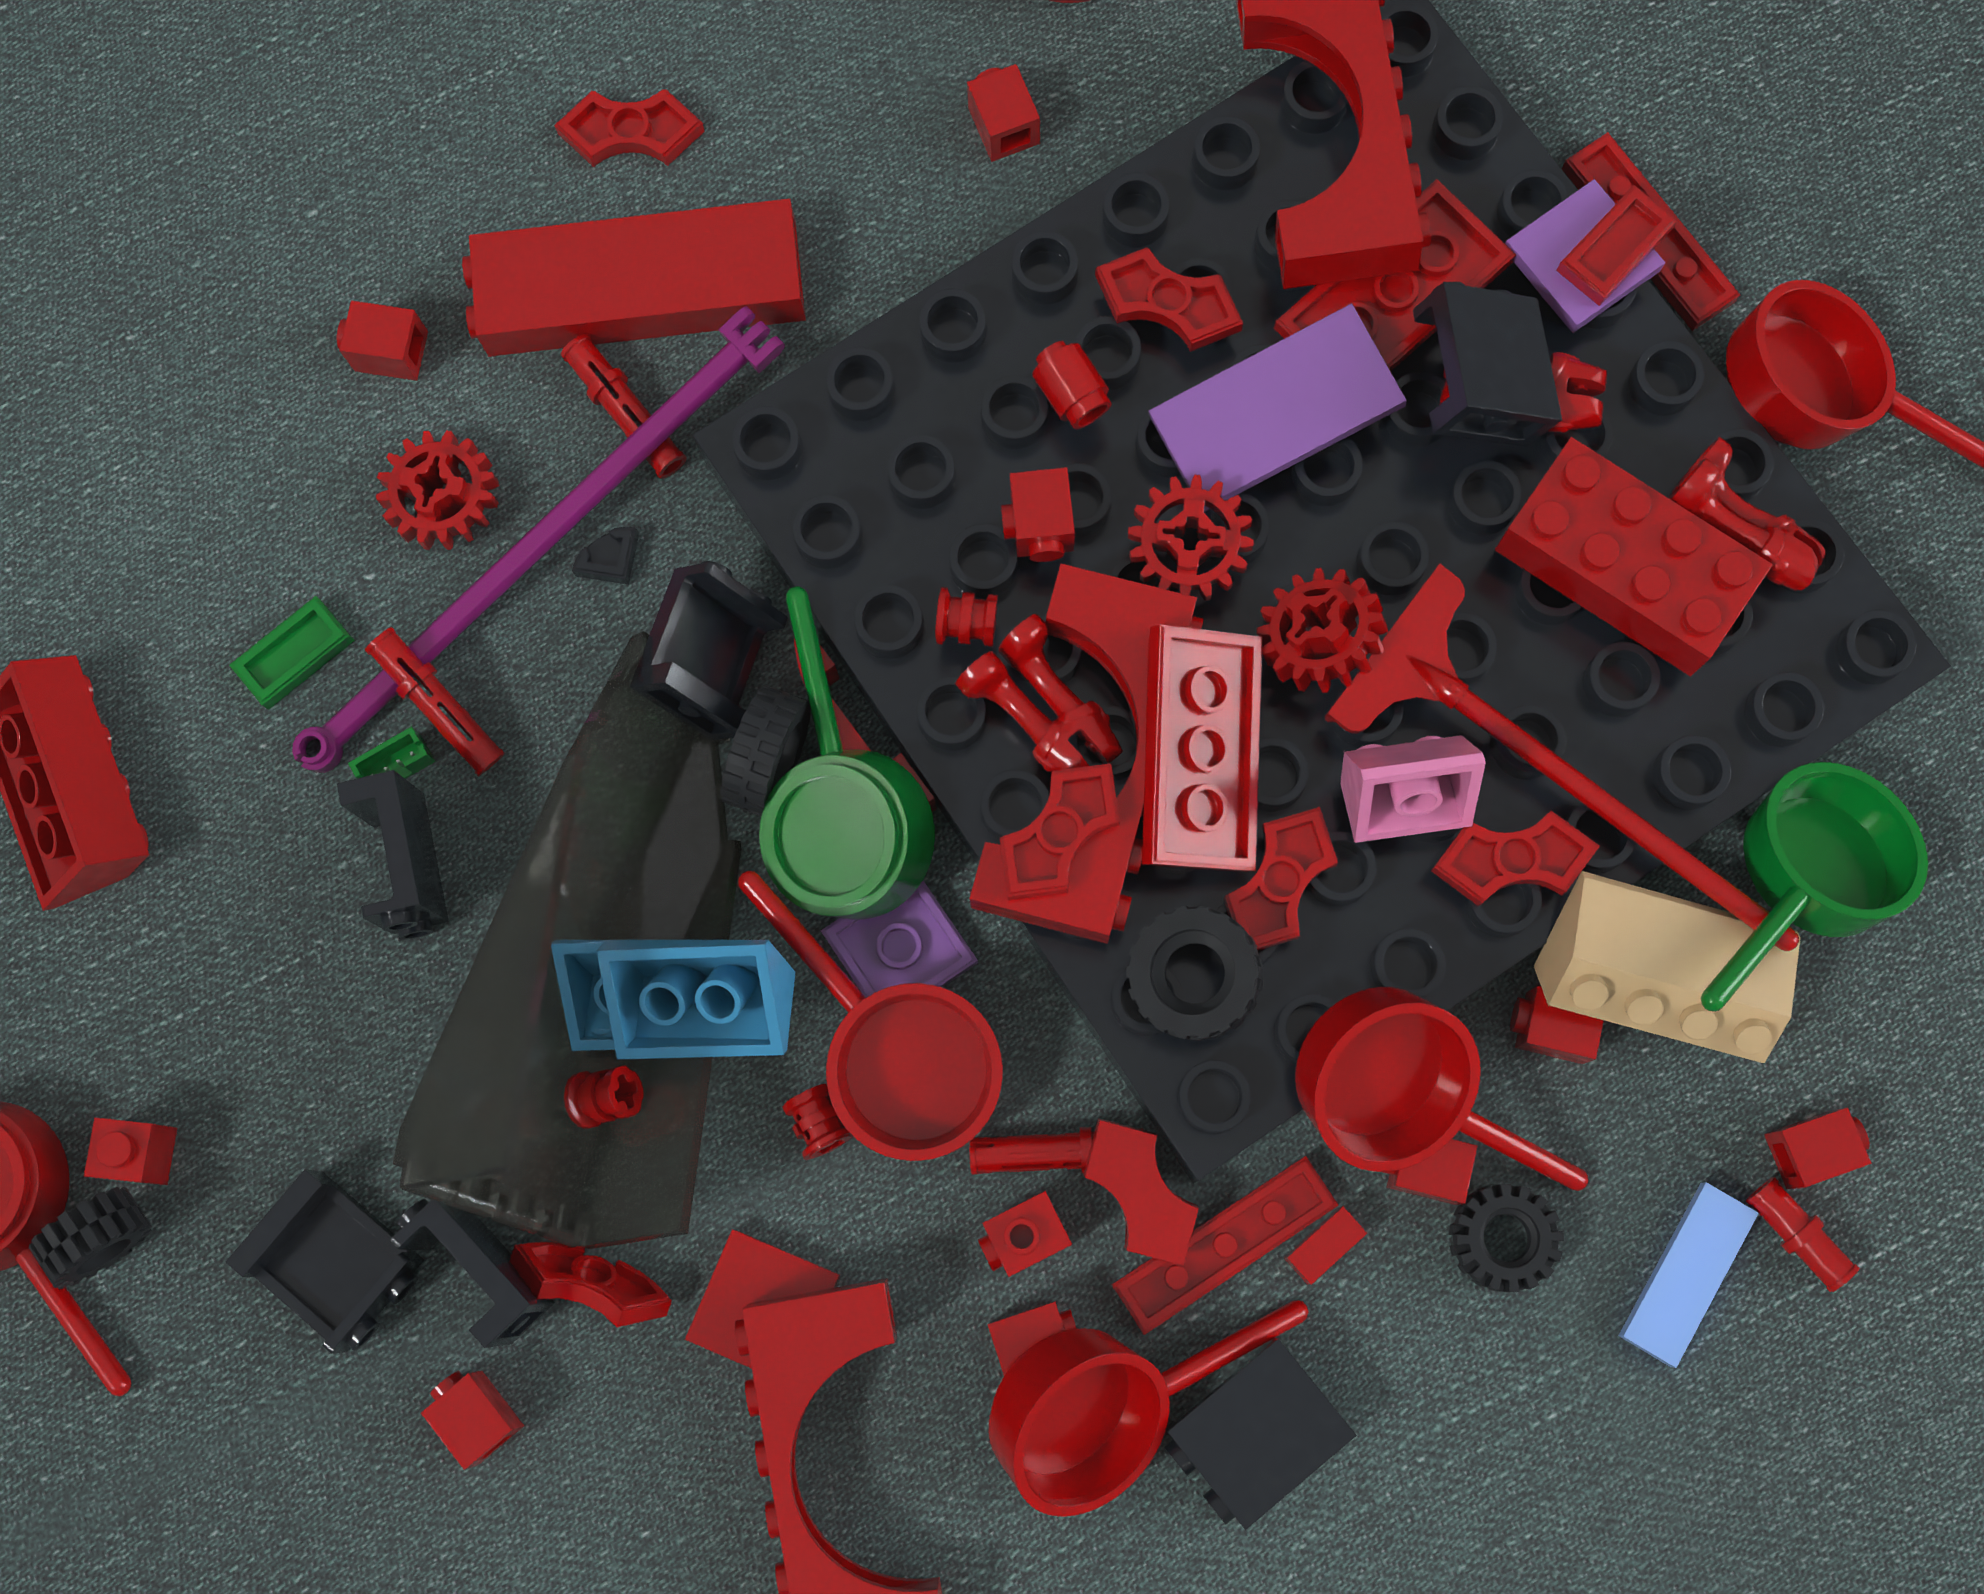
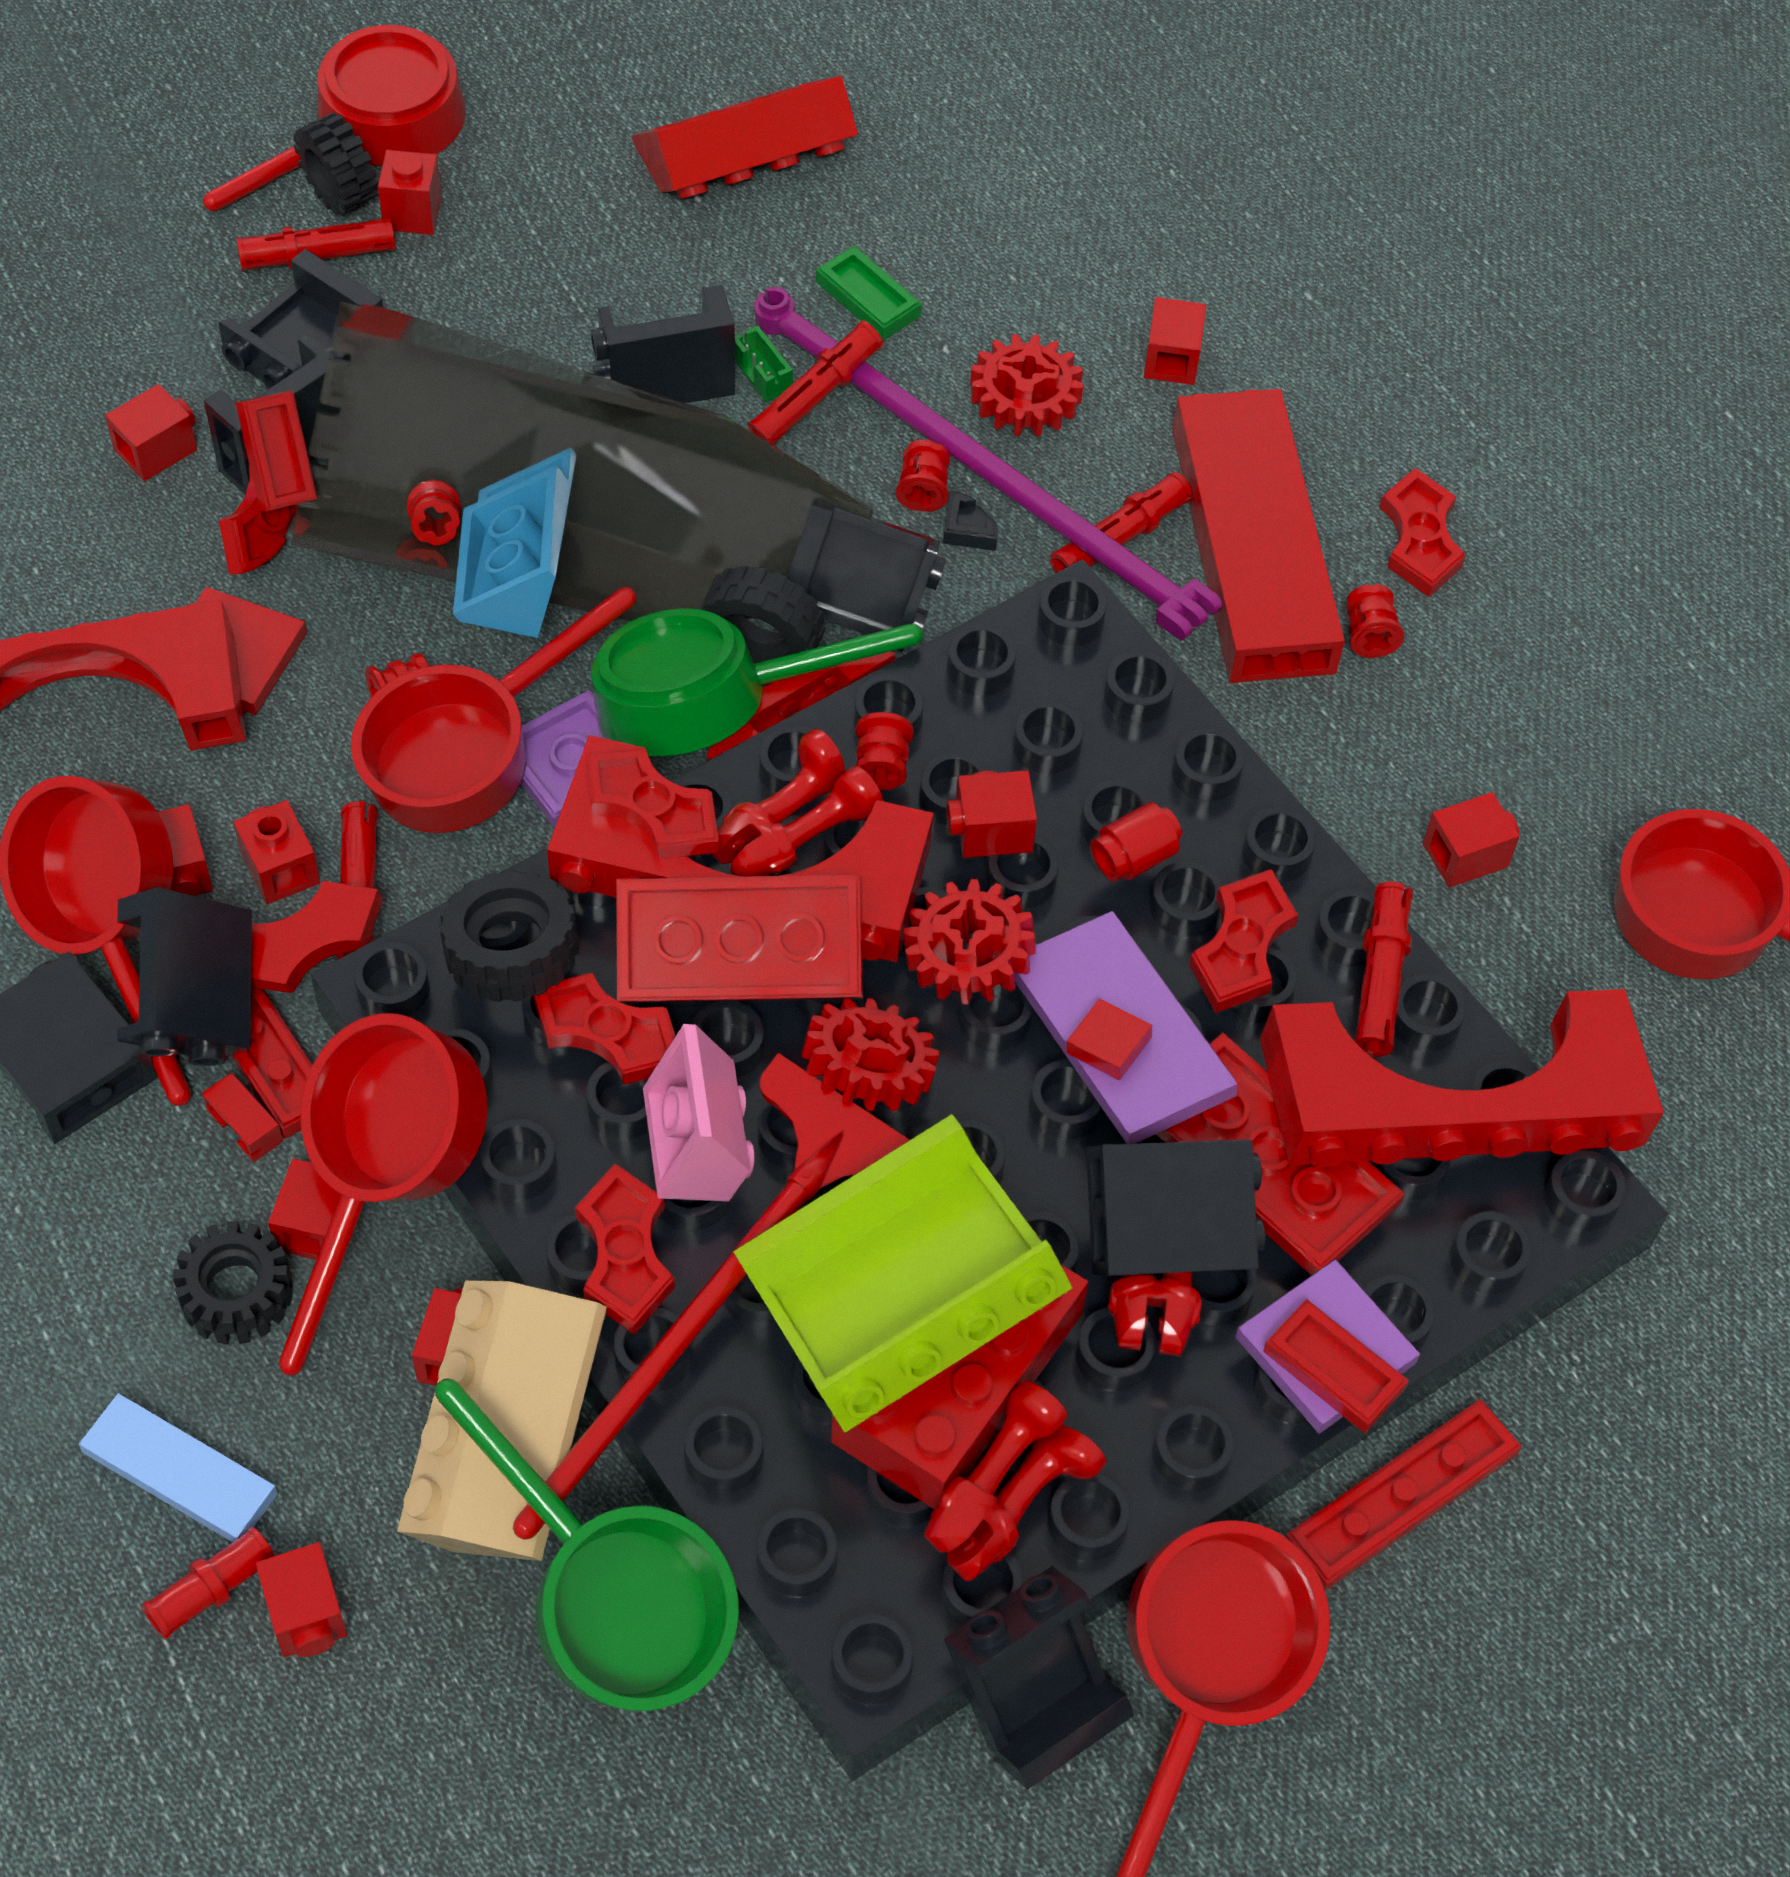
camera: 80 degrees right, 20 degrees down
(197, 1258) = (323, 242): none -> red pin
(544, 1264) = (276, 450): none -> red tile
(555, 595) = (923, 476): none -> red bush
(746, 177) = (1373, 621): none -> red bush
(1203, 176) = (1386, 947): none -> red pin
(1208, 1297) = (190, 976): none -> black panel
(1308, 412) = (1109, 1039): none -> red tile
(1591, 589) = (901, 1272): none -> lime panel
(1871, 514) = (1036, 1678): none -> black panel

